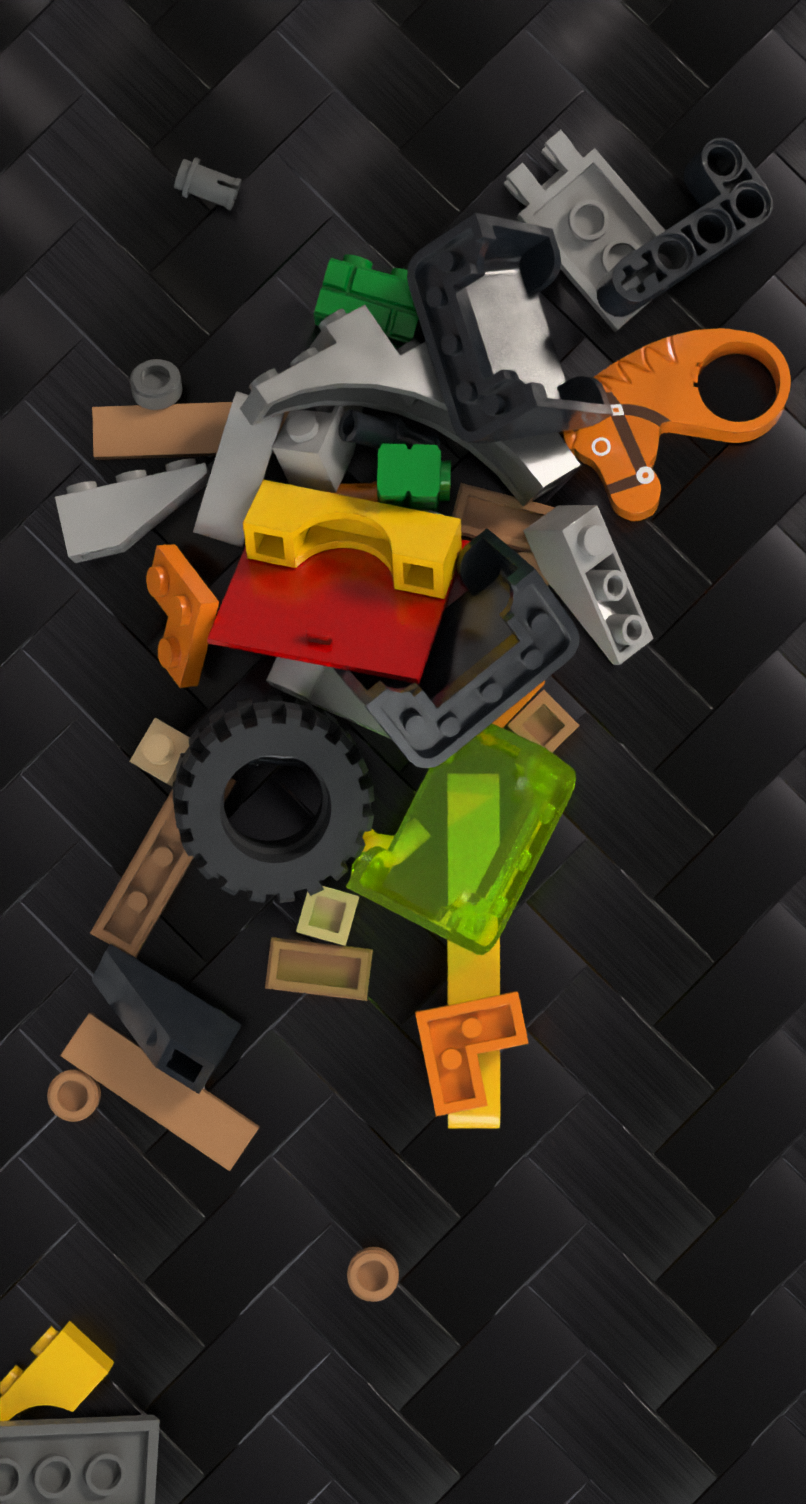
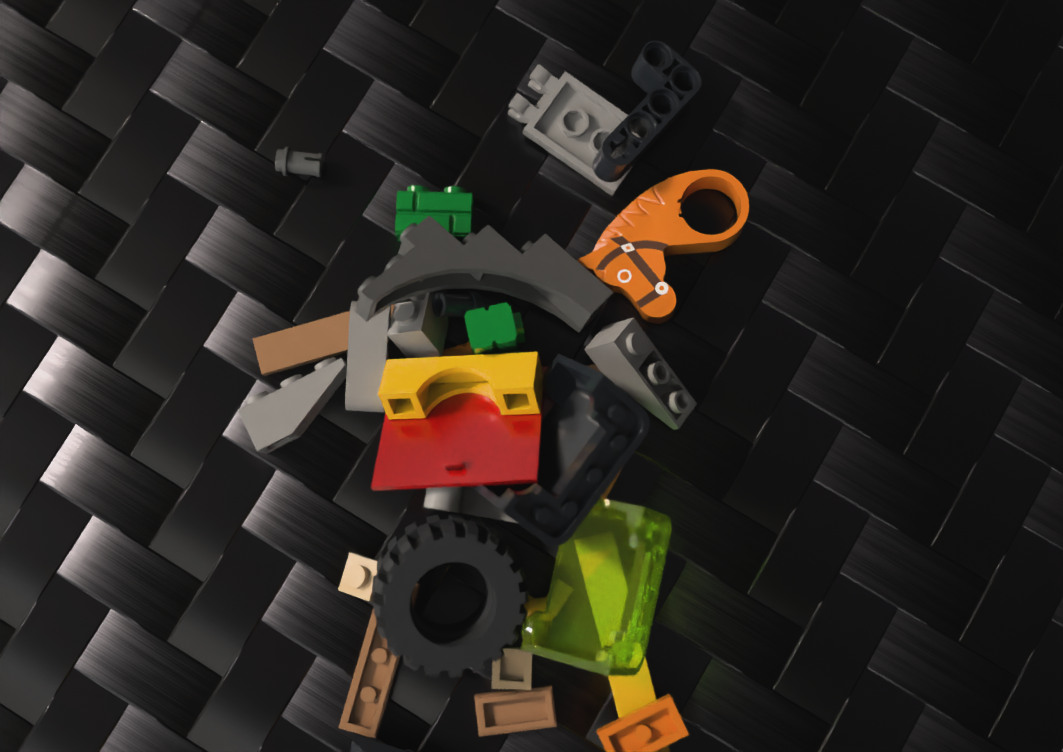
camera: 15 degrees left, 5 degrees down
(156, 384) = (294, 311): dark grey tile -> none
(189, 610) = (355, 469): orange plate -> none
(490, 332) = (524, 216): black windscreen -> none
(498, 513) = (562, 341): medium nougat tile -> none
(544, 722) = (634, 485): medium nougat tile -> none

